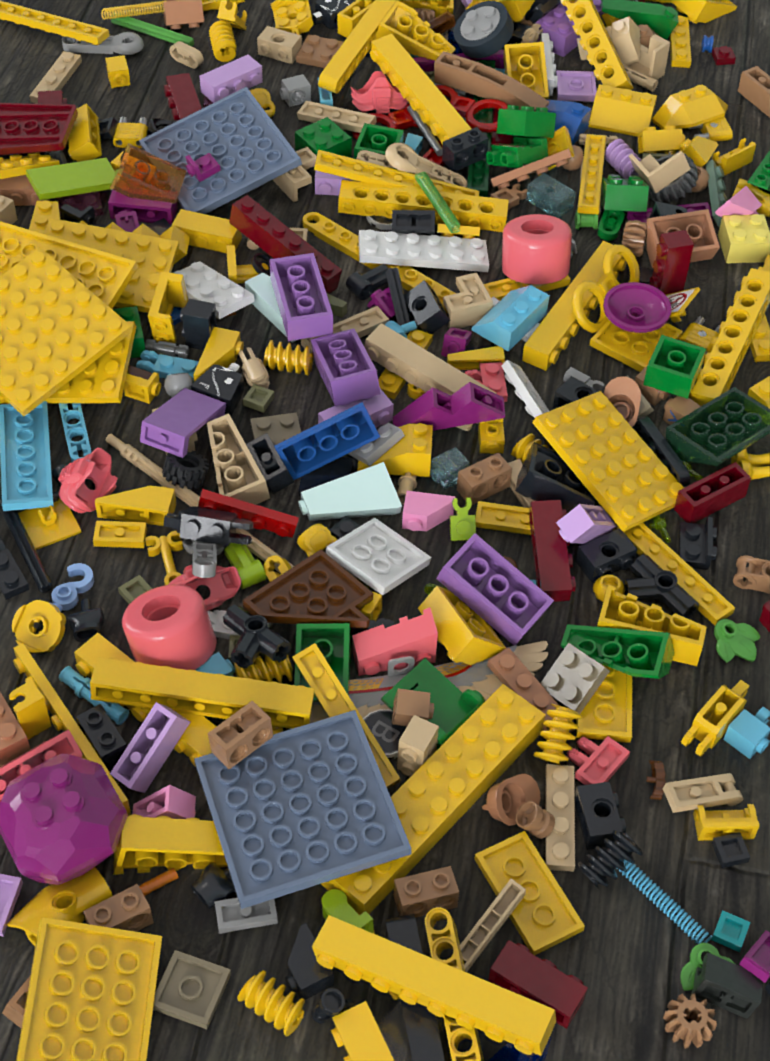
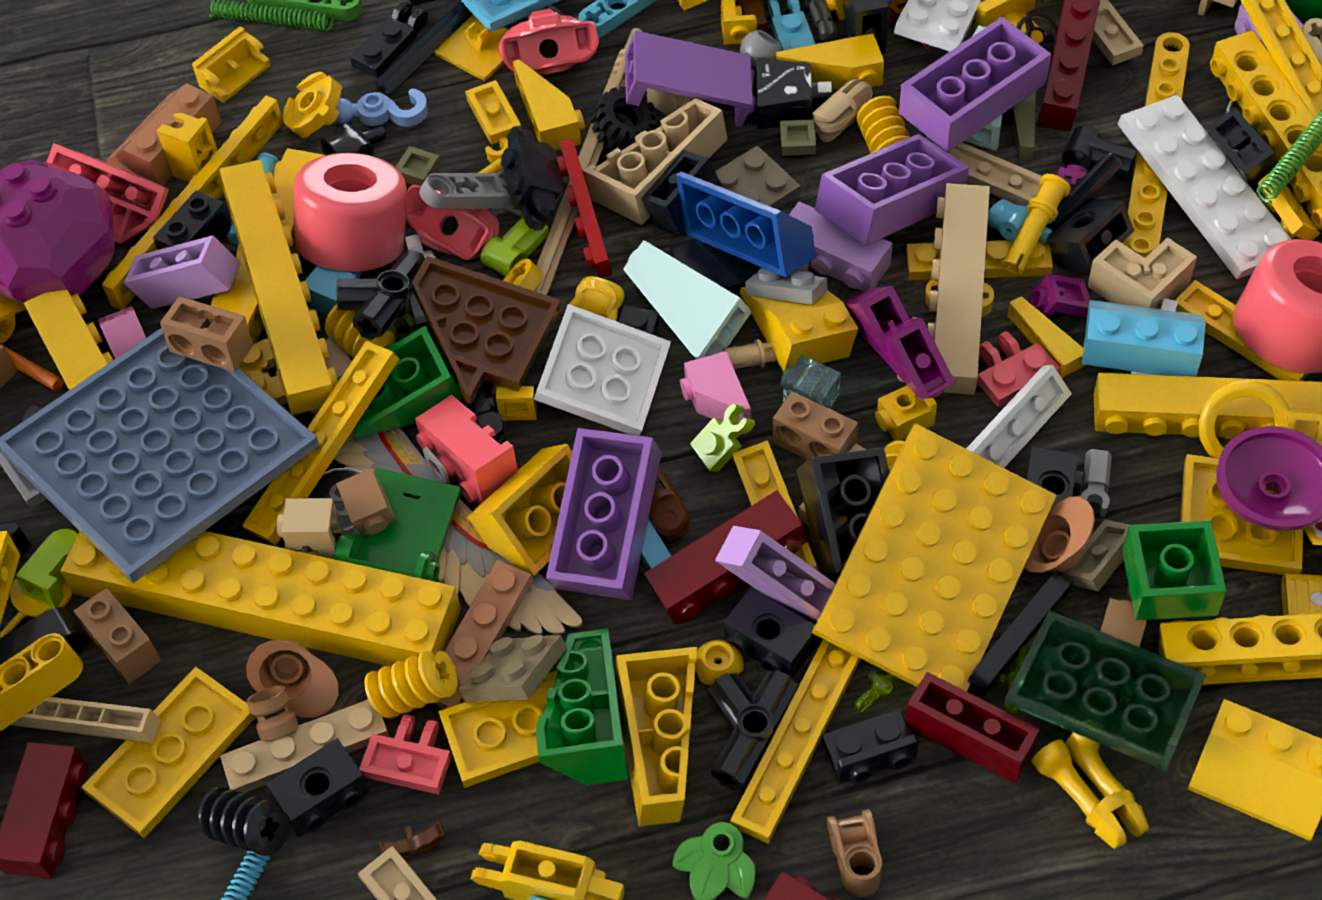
camera: 70 degrees right, 5 degrees up
(403, 317) = (1040, 212): none -> yellow pin

